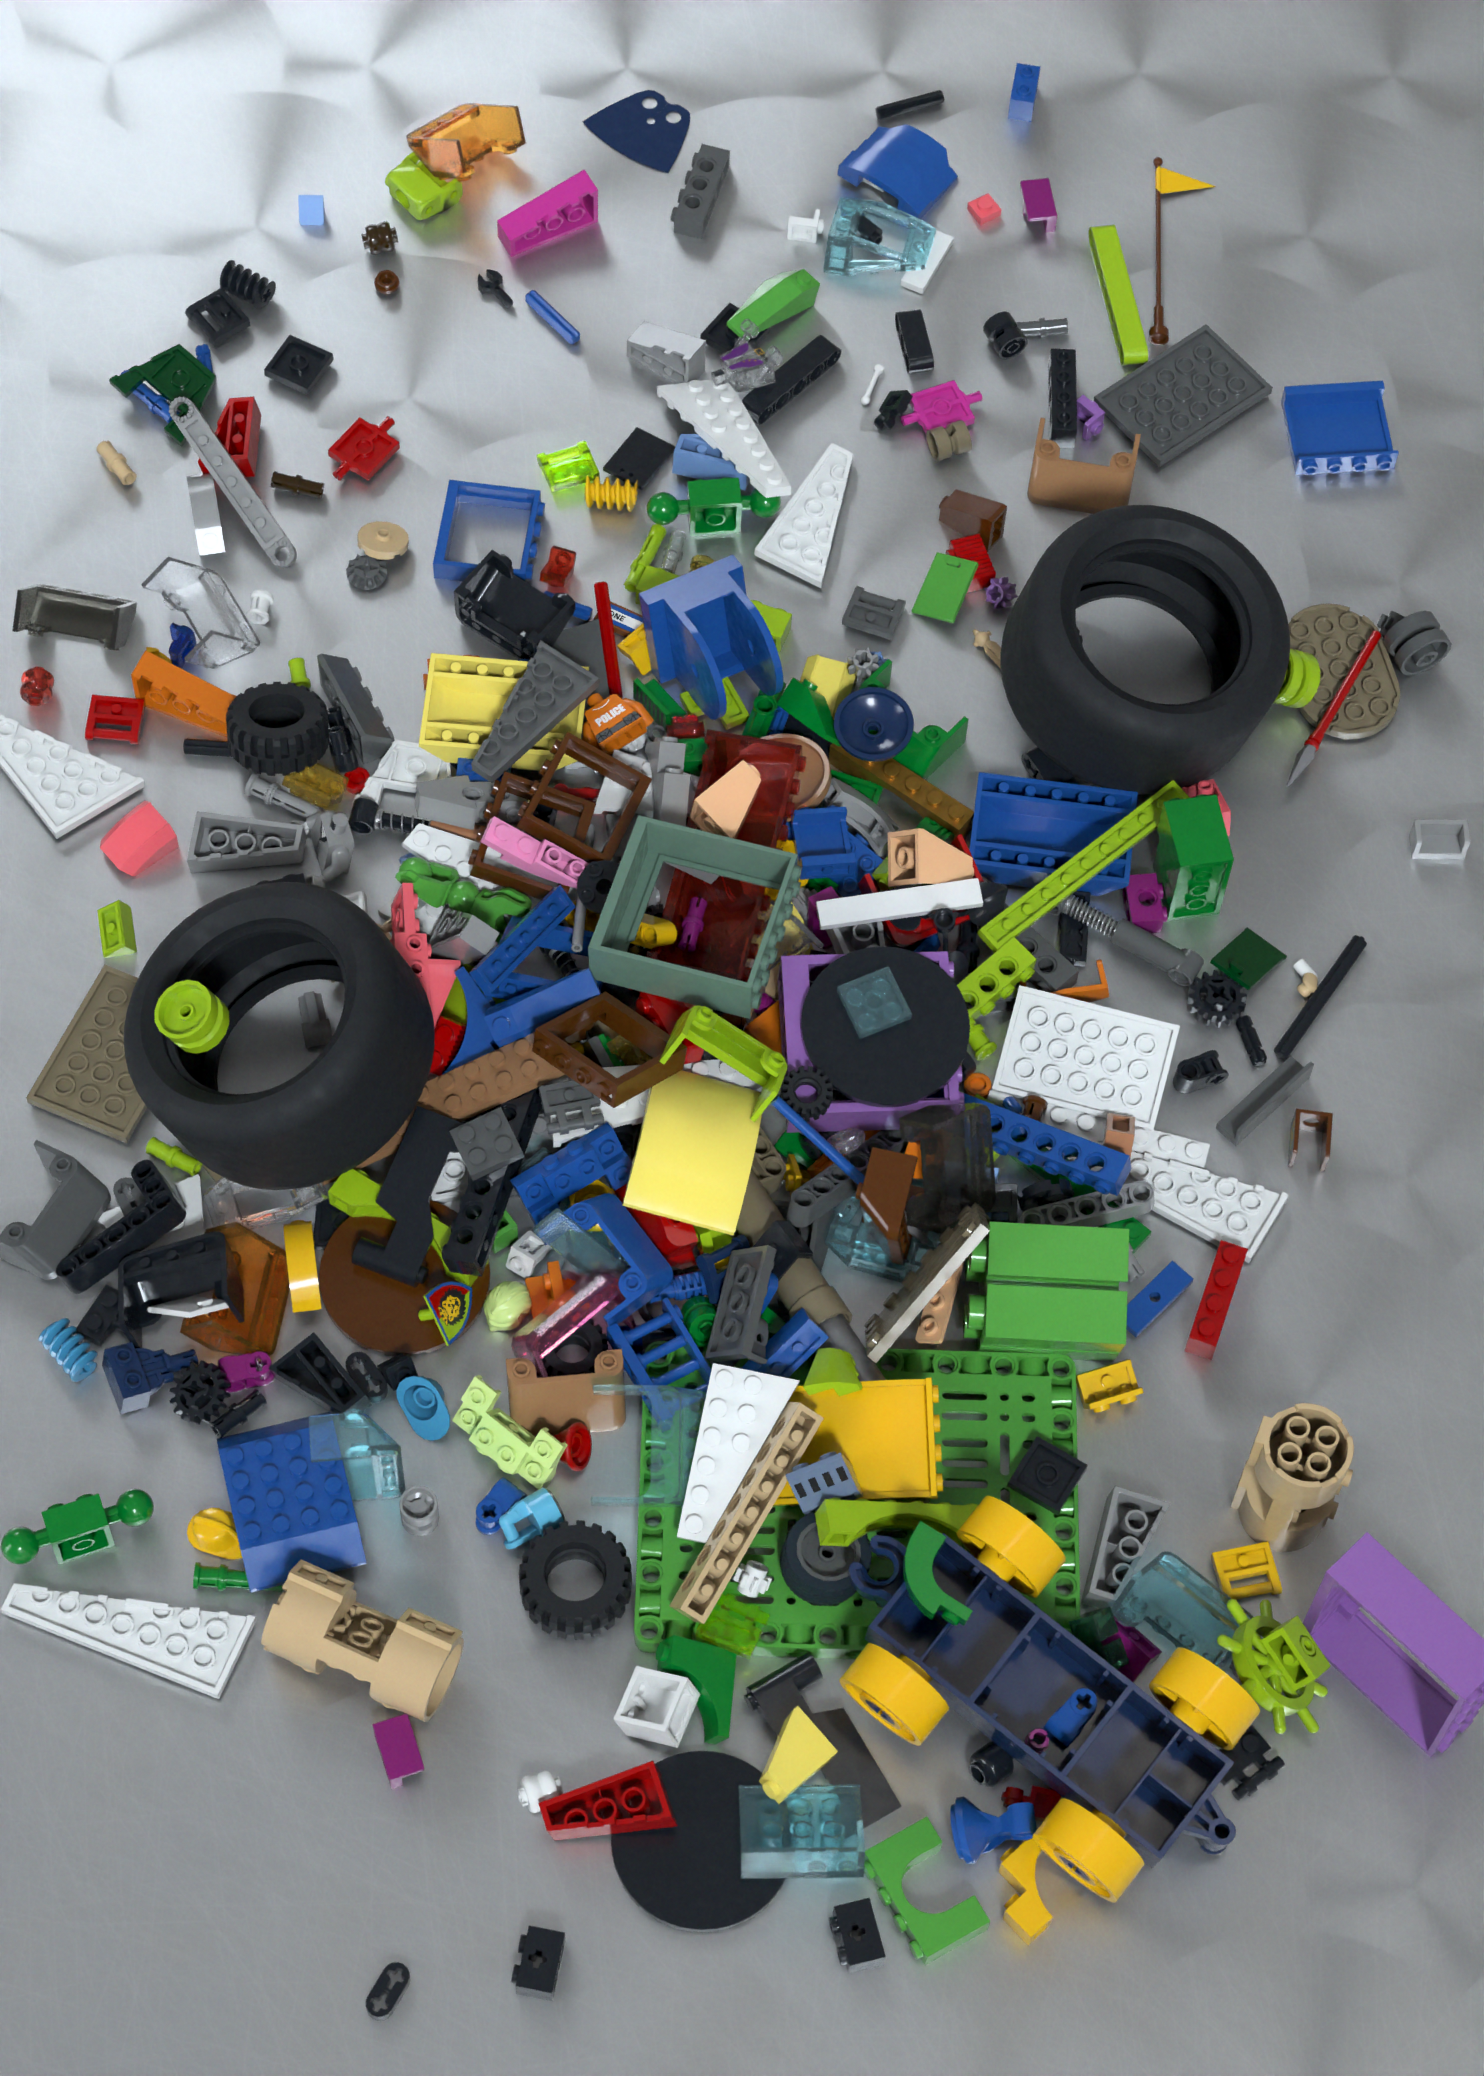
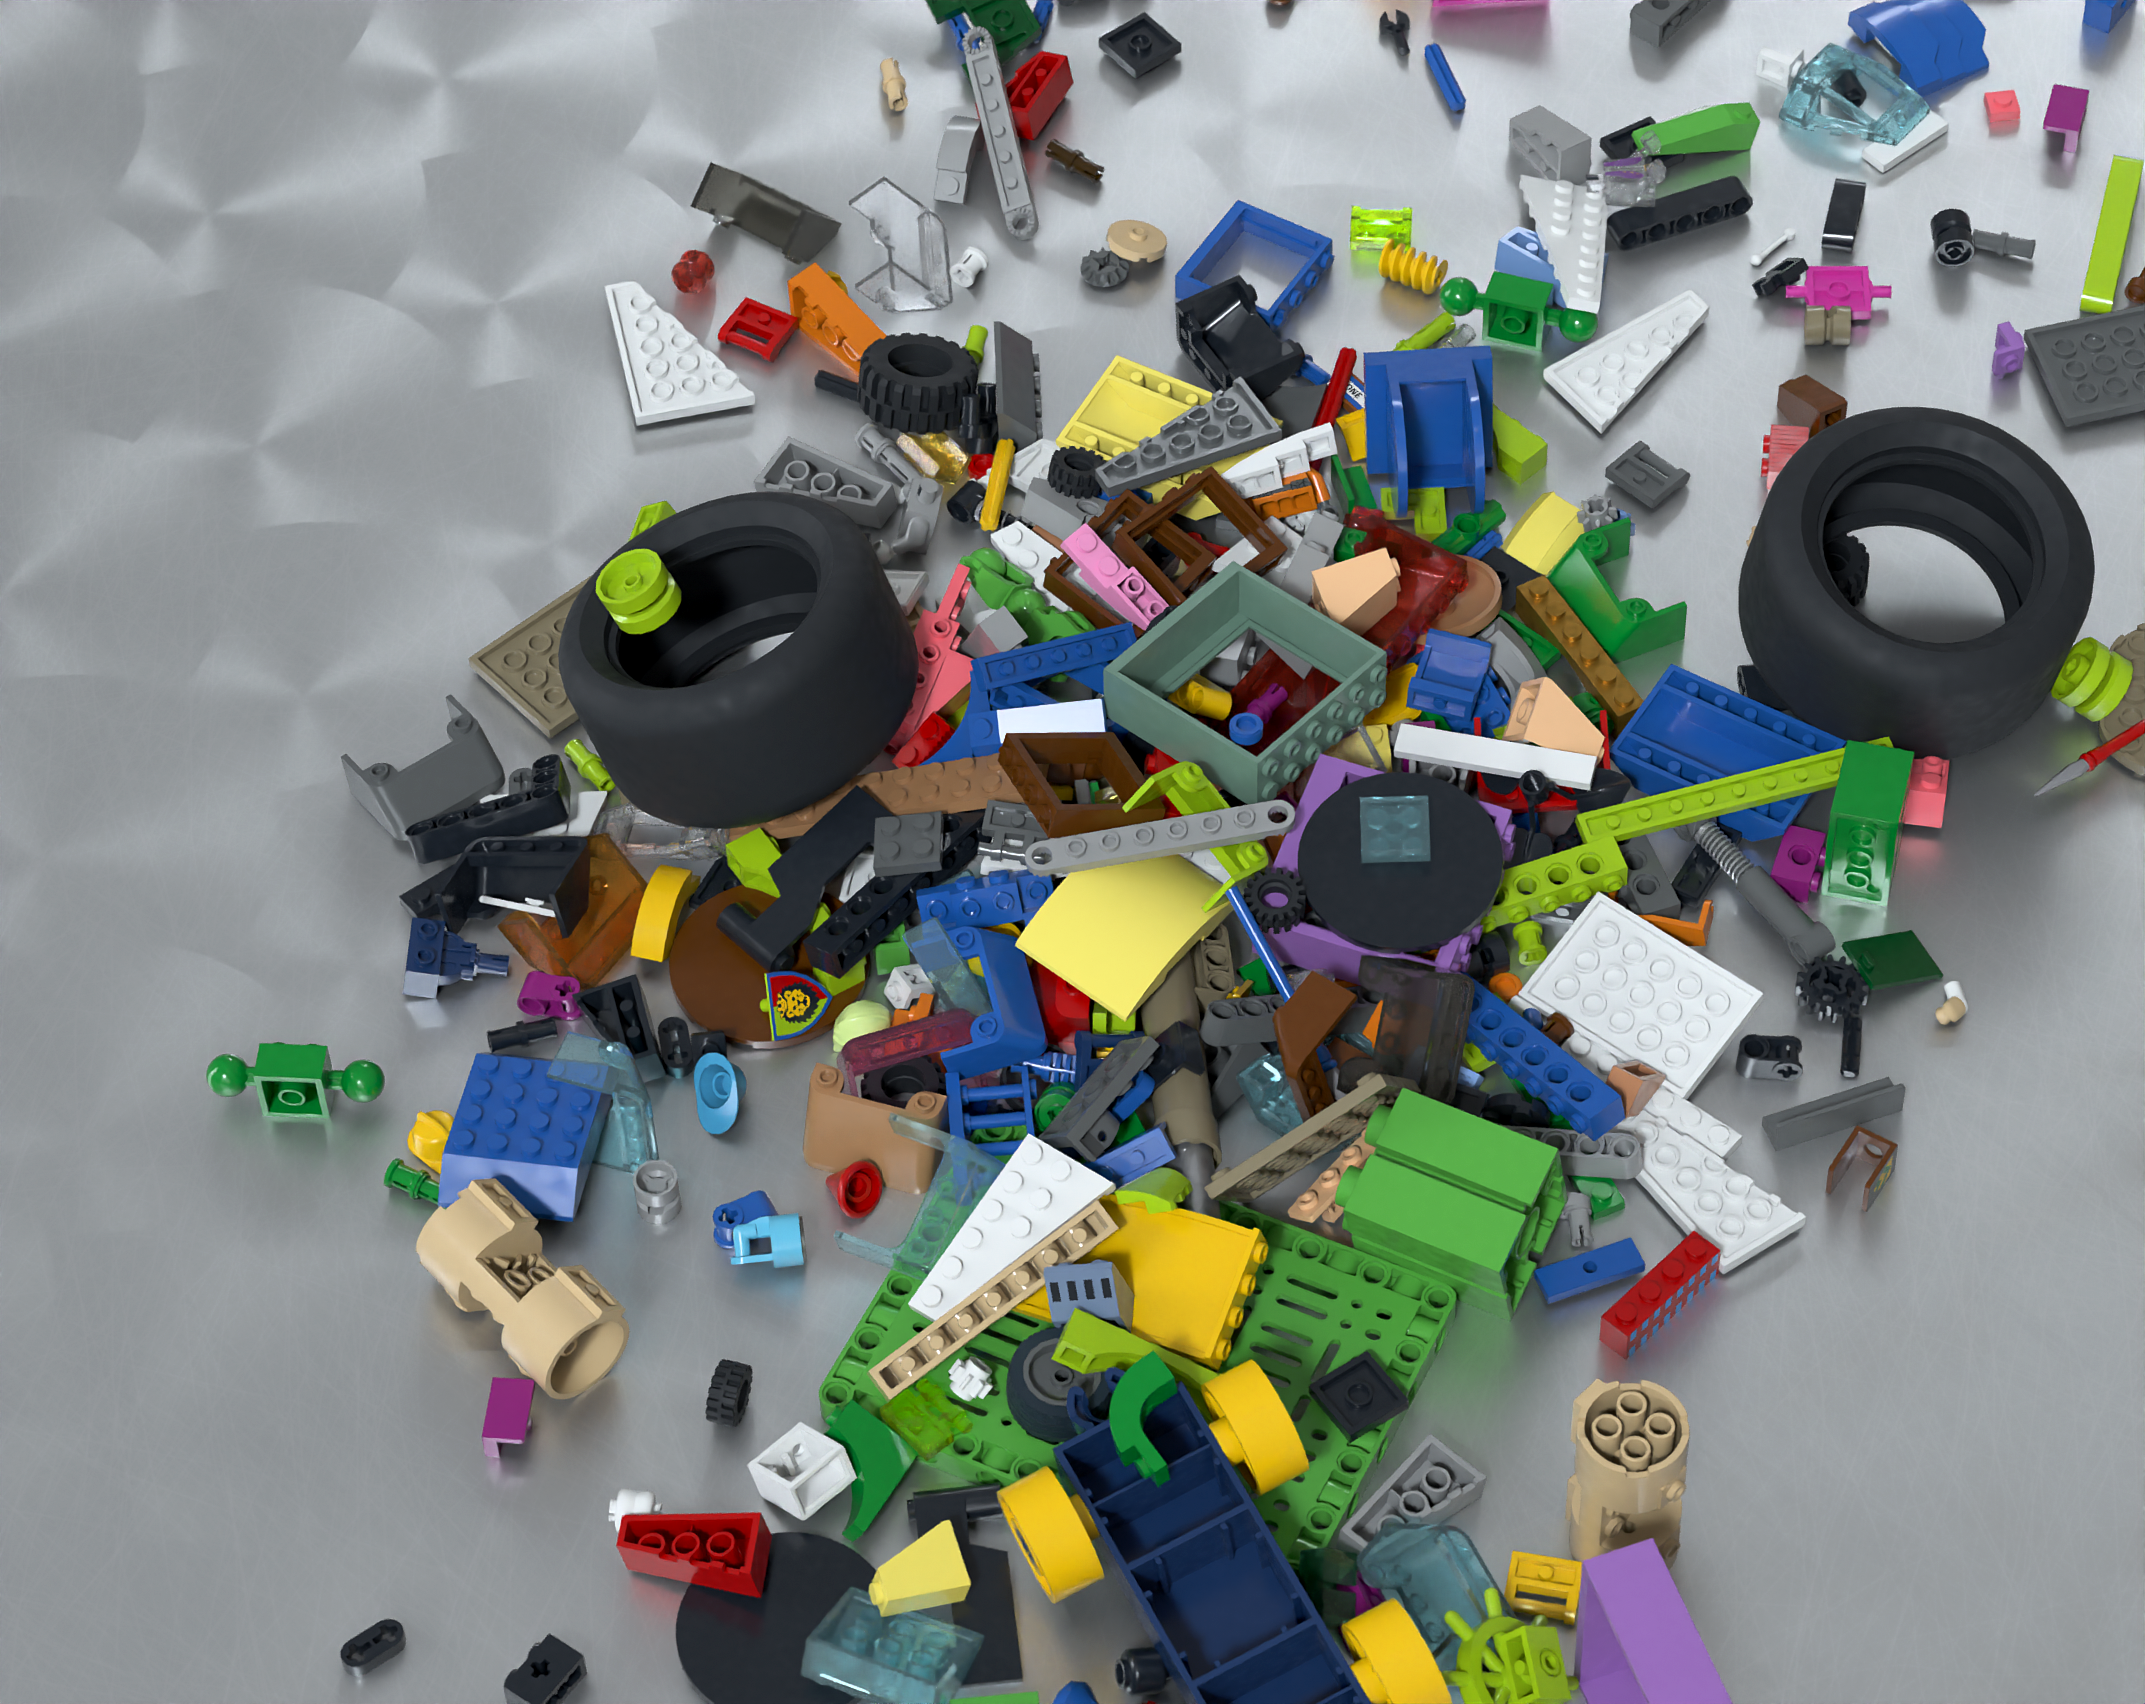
camera: 30 degrees right, 10 degrees down
(68, 1349) = (382, 911): dark azure piece -> none
(139, 840) = (720, 453): coral slope -> none
(170, 1641) = (327, 1223): white wing -> none
(182, 644) = (868, 266): clear blue bracket -> none
(202, 1393) = (491, 998): black gear -> none
(364, 448) = (1165, 146): red plate -> none
(383, 795) = (997, 485): none -> yellow axle
(449, 767) = (1074, 472): none -> black tyre
(506, 1440) = (785, 1154): yellowish green bracket -> none
(559, 567) = (1315, 325): clear red bracket -> none
(565, 1662) = (729, 1393): none -> black tyre
(574, 1543) = (781, 1280): black tyre -> none
(603, 713) = (1283, 459): none -> white slope
(639, 458) = (1463, 243): black container -> none
(700, 1077) = (1160, 838): none -> light grey plate
(726, 961) = (1246, 729): none -> blue tile
(809, 707) = (1512, 541): green slope -> none
(873, 710) = (1567, 561): dark blue dish -> none
(945, 587) = (1740, 471): bright green container -> none
(1042, 1735) = (1197, 1653): magenta pin -> none
(1062, 397) = (1979, 329): black brick -> none
(1069, 1720) = (1245, 1636): blue piece -> none
(1079, 484) = (1926, 387): medium nougat windscreen -> none
(1108, 1385) = (1486, 1338): yellow bracket -> none
(1320, 997) = (1959, 1028): black axle -> none

